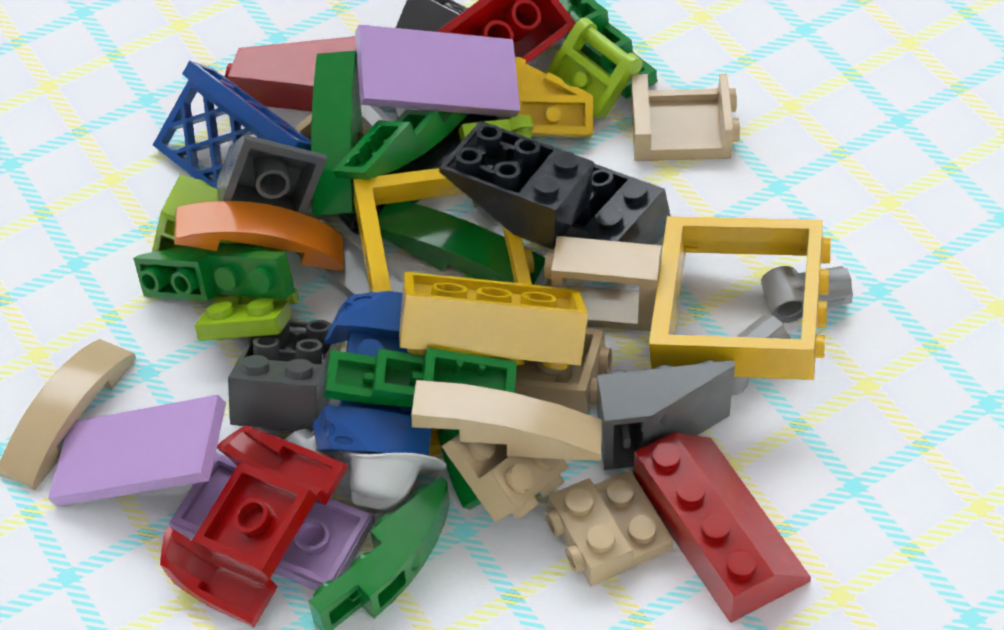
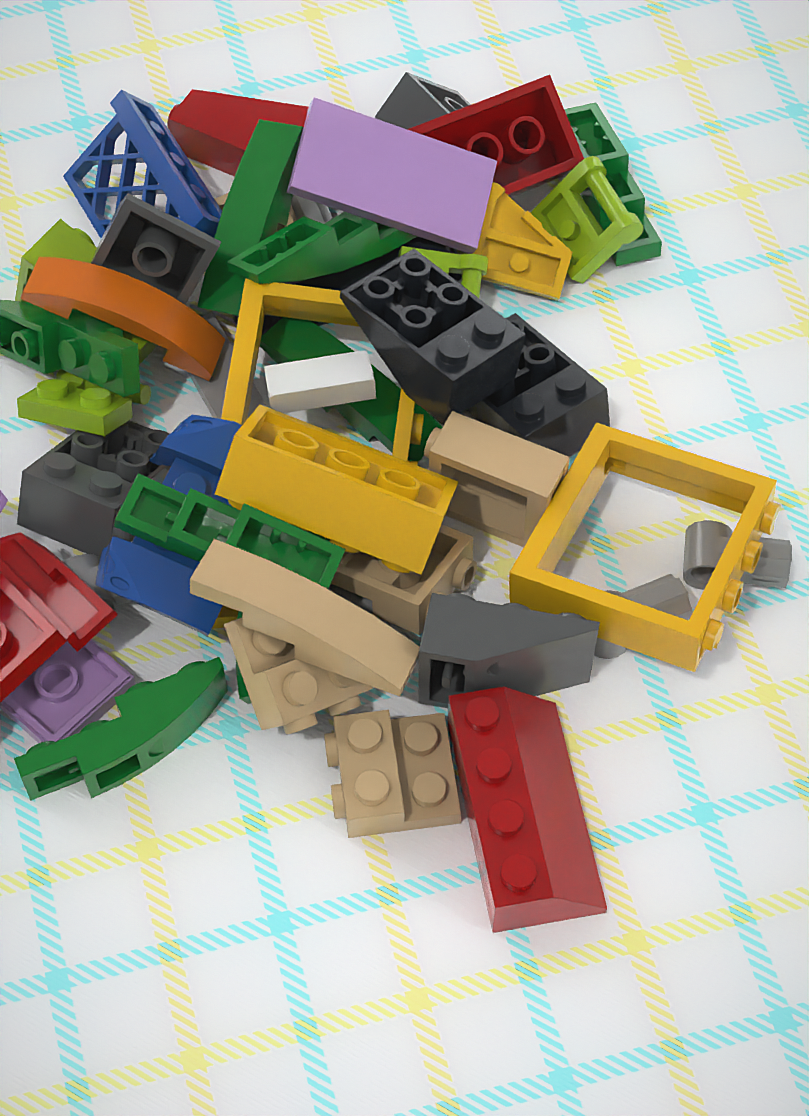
camera: 15 degrees right, 5 degrees up
(387, 478) = (158, 642): white piece -> none
(444, 242) = (320, 382): none -> white slope
(683, 121) = (669, 311): tan panel -> none

